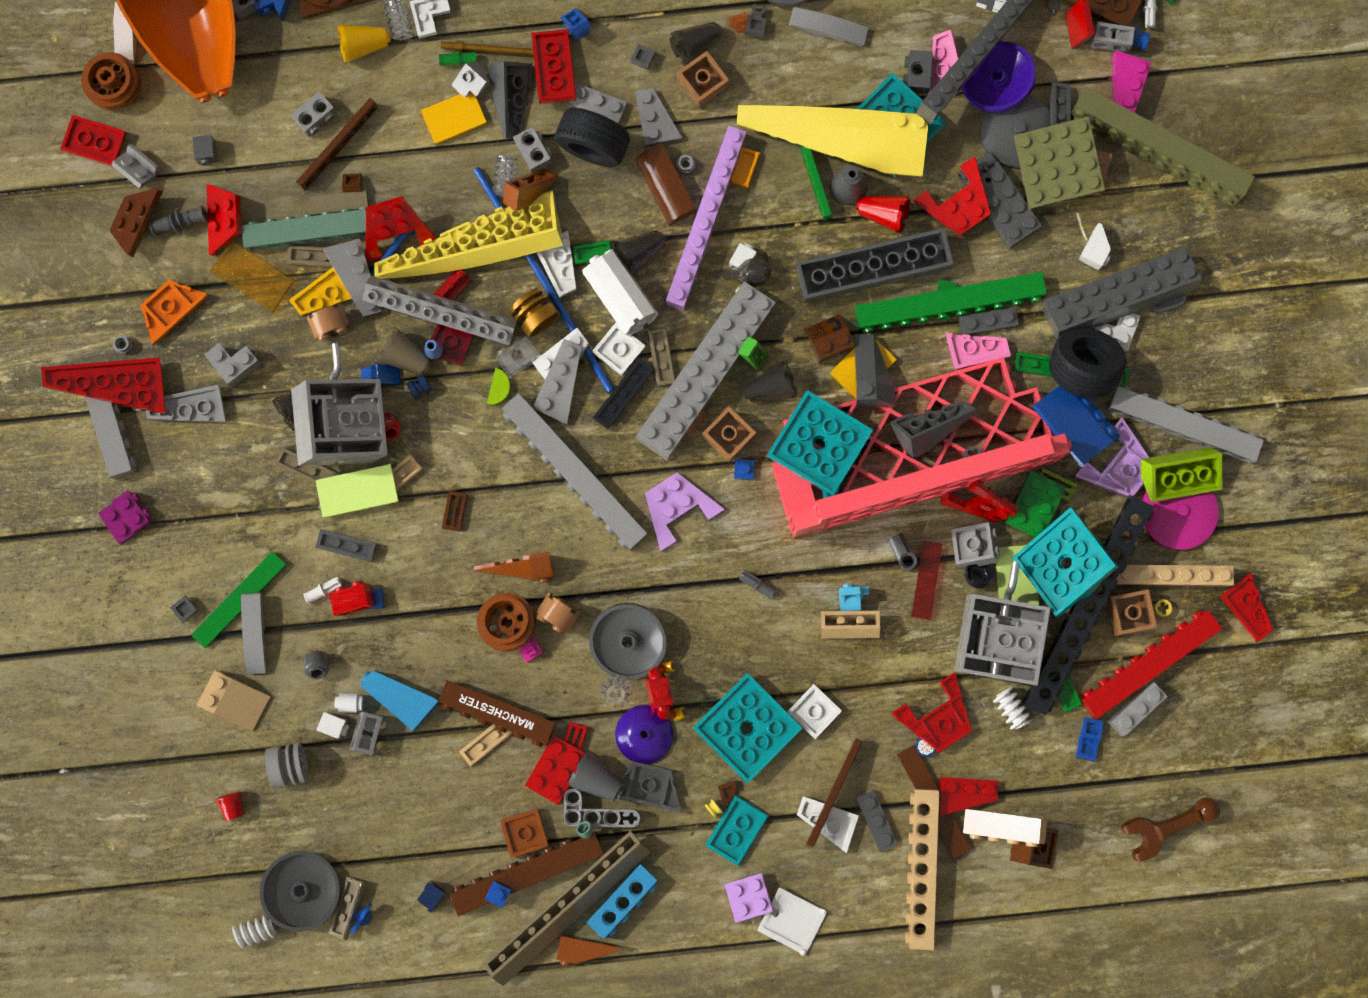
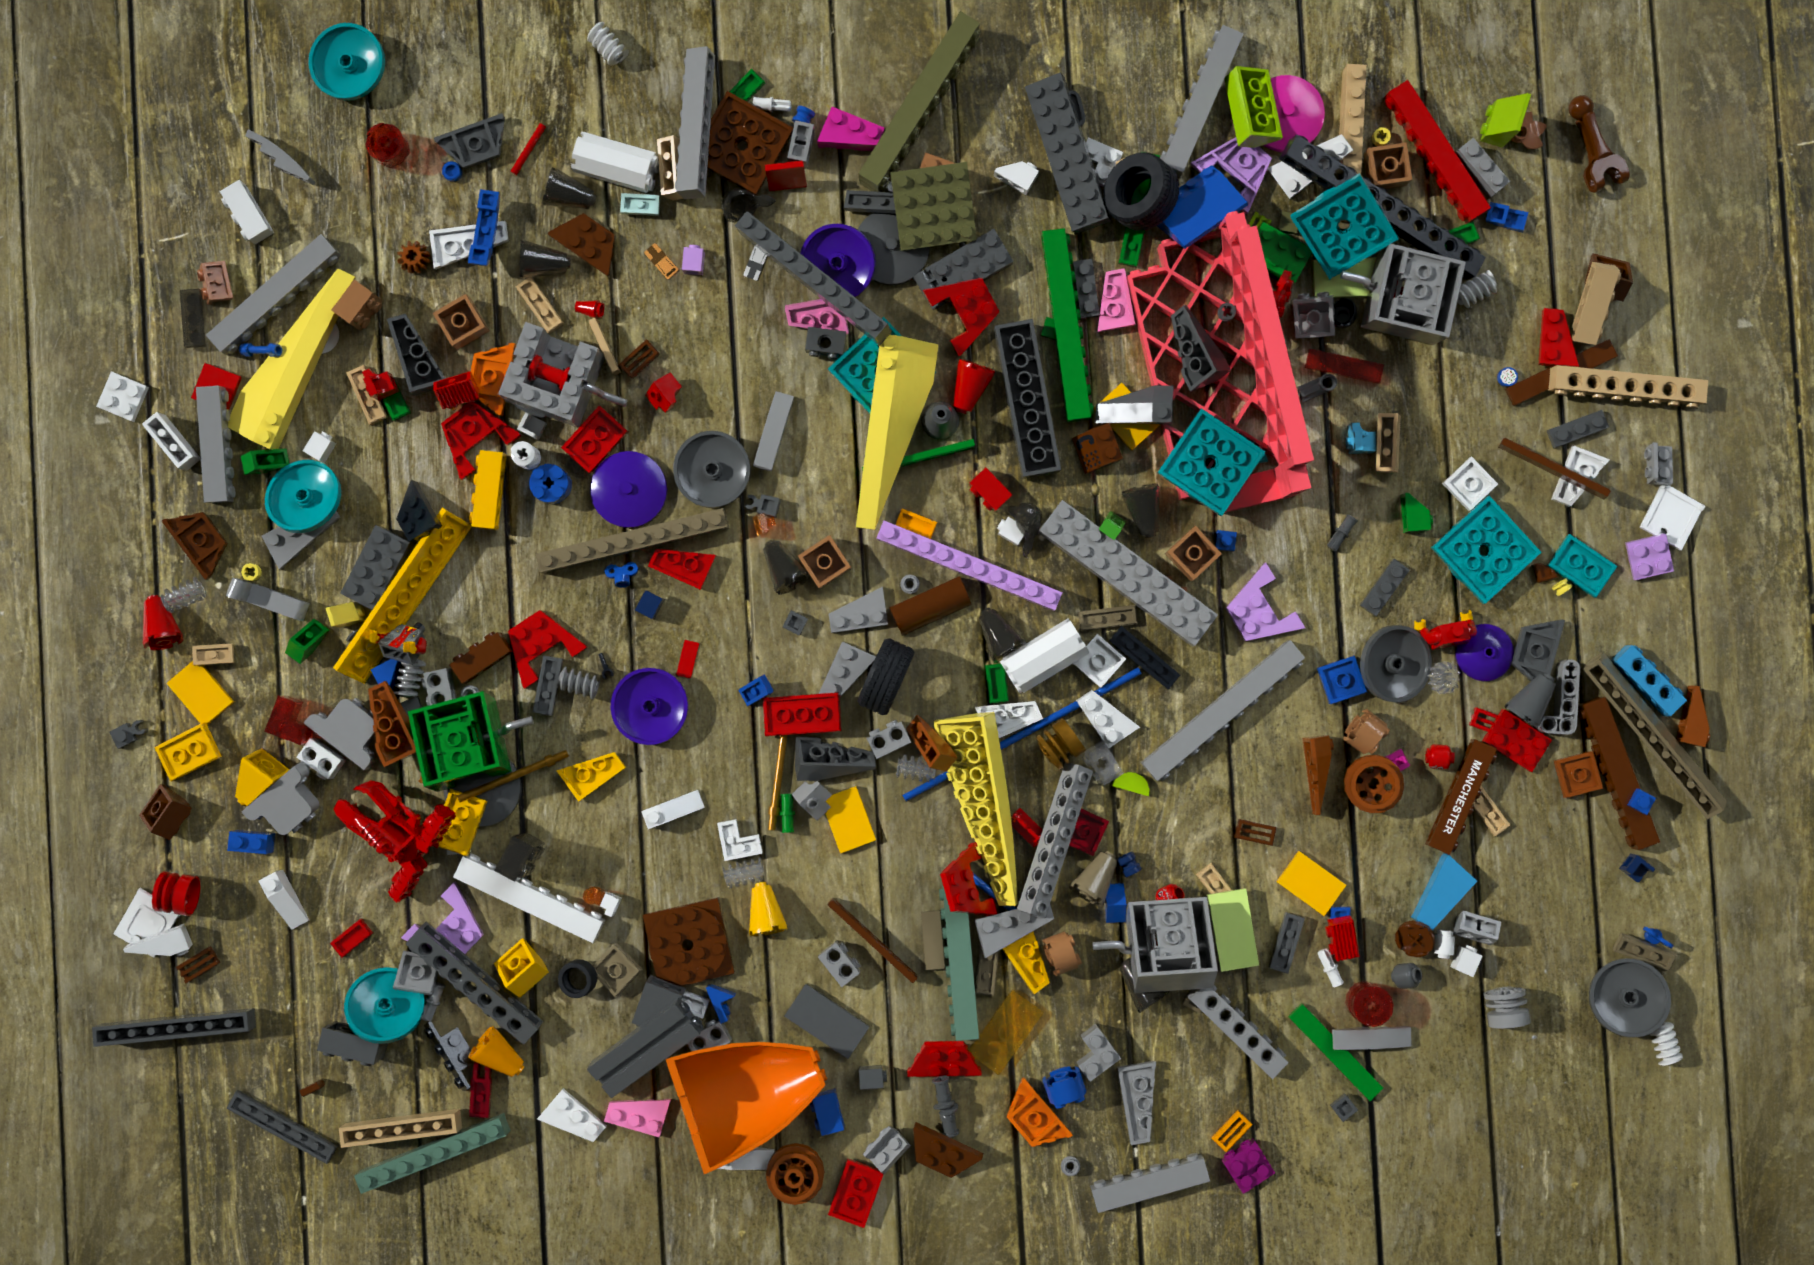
camera: 85 degrees left, 5 degrees up
(123, 382) = (1115, 1165): red wing -> none
(170, 110) = (828, 1112): none -> blue brick
(171, 511) = (1241, 1132): none -> light orange tile
(199, 332) = (1064, 1086): none -> blue brick
(223, 532) = (1273, 1063): none -> light grey brick
(231, 805) = (1541, 1064): red piece -> none
(233, 700) = (1437, 1059): tan slope -> none
(258, 106) = (827, 1021): none -> dark grey tile
(294, 635) = (1361, 996): none -> clear red wheel
(352, 182) = (913, 926): reddish brown tile -> none
(353, 672) = (1415, 938): none -> reddish brown tile
(405, 568) = (1311, 883): none -> yellow tile
(433, 353) = (1088, 847): medium blue cone -> none
(536, 690) = (1439, 756): none -> red head
(558, 386) = (1137, 723): light grey wing -> none
(584, 830) = (1582, 714): sand green hinge -> none
(609, 588) = (1341, 680): none -> blue plate
(705, 630) = (1384, 587): none -> dark grey plate
(778, 656) = (1414, 515): none -> green slope
(782, 235) = (990, 490): none -> red brick
(844, 905) = (1659, 464): none -> light grey bracket
(942, 725) = (1488, 358): red wing -> none
(1144, 554) = (1293, 181): none -> white wing
(1181, 760) = (1530, 132): none -> nougat plate
(1187, 727) = (1504, 119): none -> lime slope
(1247, 607) = (1384, 54): red wing -> none

